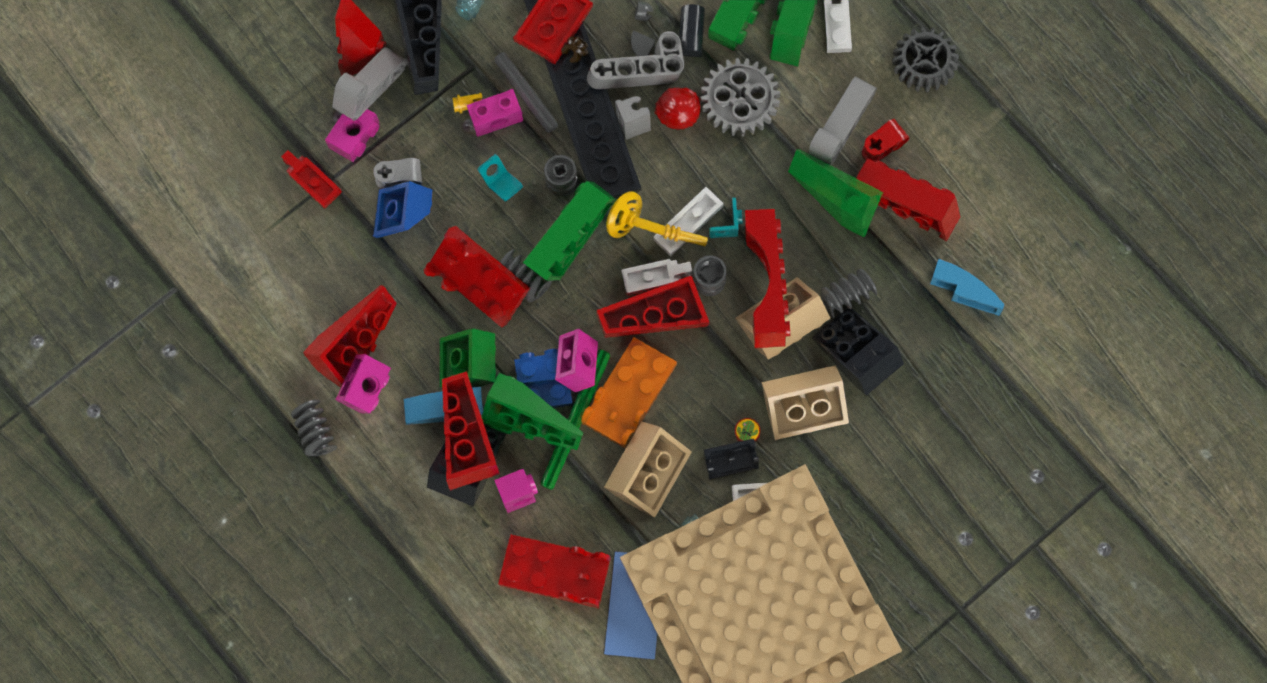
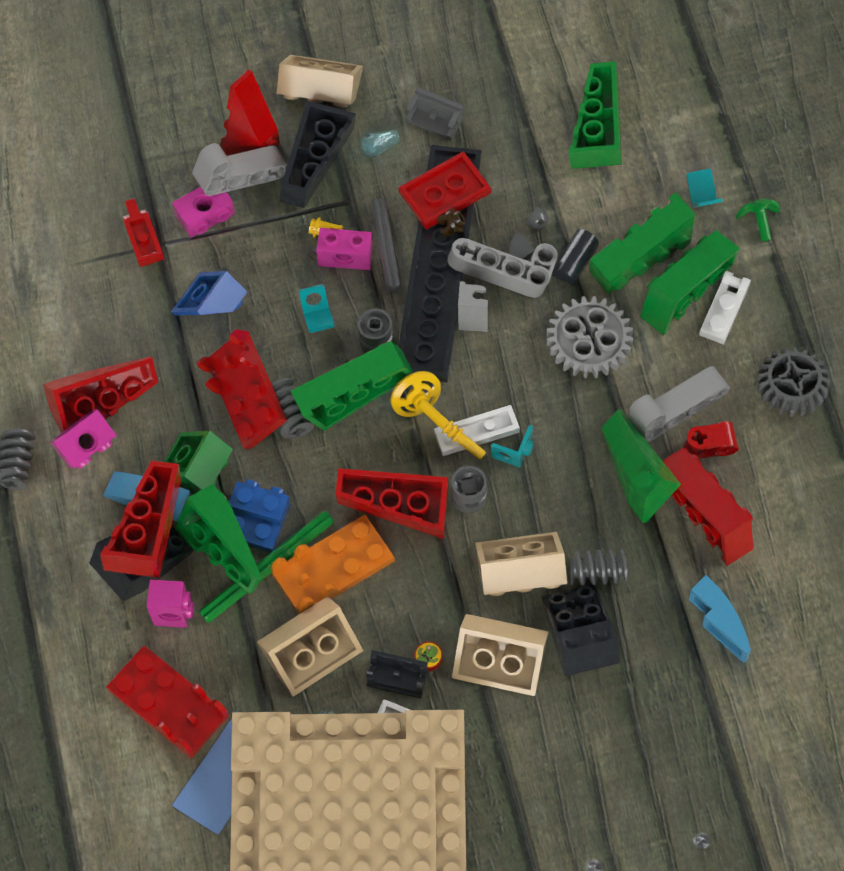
camera: 25 degrees right, 10 degrees down
(398, 172) = (224, 260): light grey piece -> none
(576, 360) = (295, 508): dark pink brick -> none
(654, 275) = (413, 462): white hinge -> none
(678, 108) = (524, 321): red hair -> none
(768, 319) = (500, 548): red arch -> none

